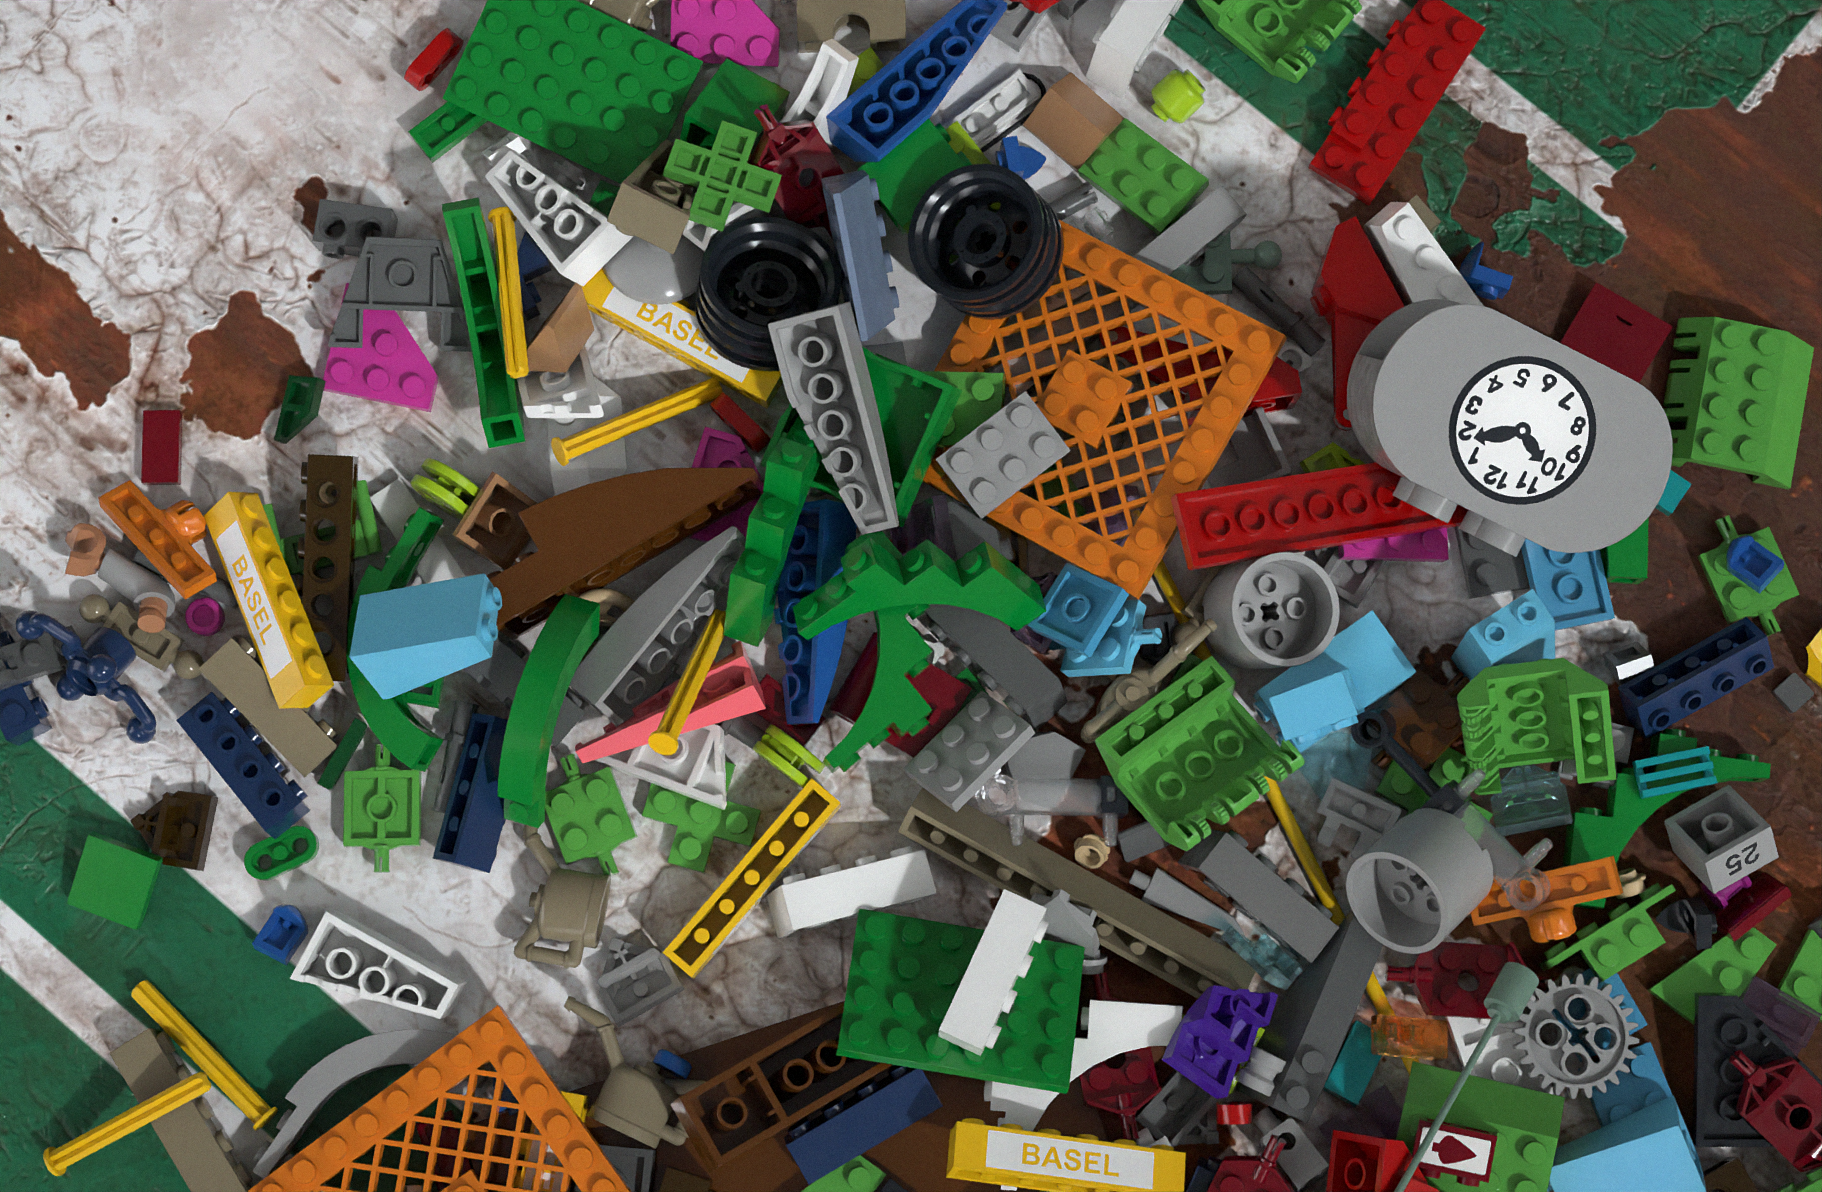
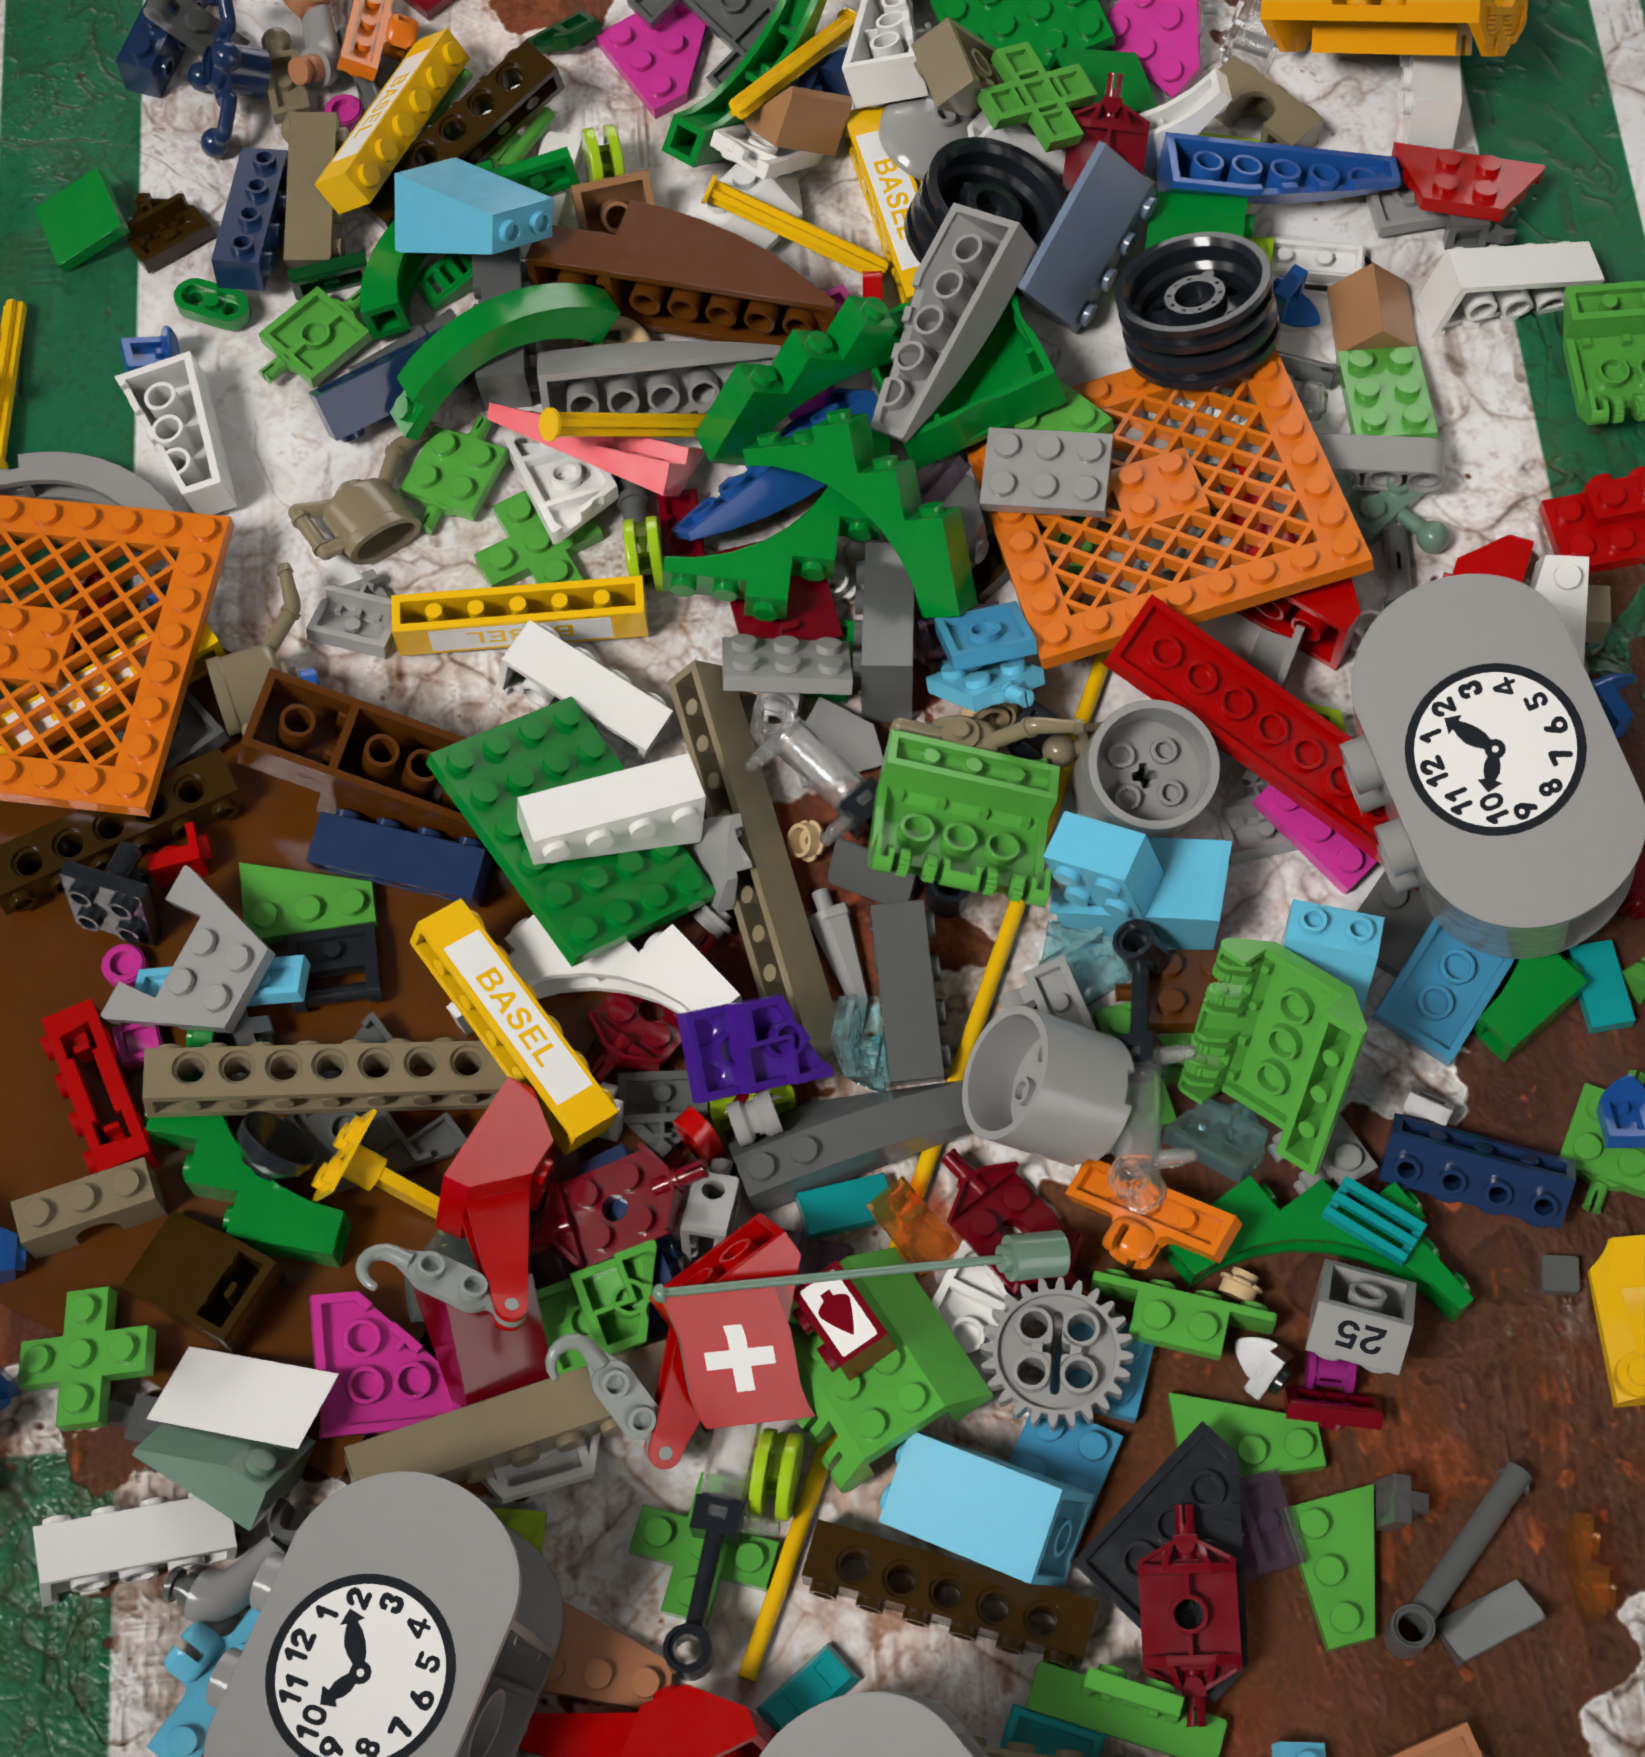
camera: 50 degrees right, 15 degrees down
(1177, 96) = (1477, 362): lime head -> none

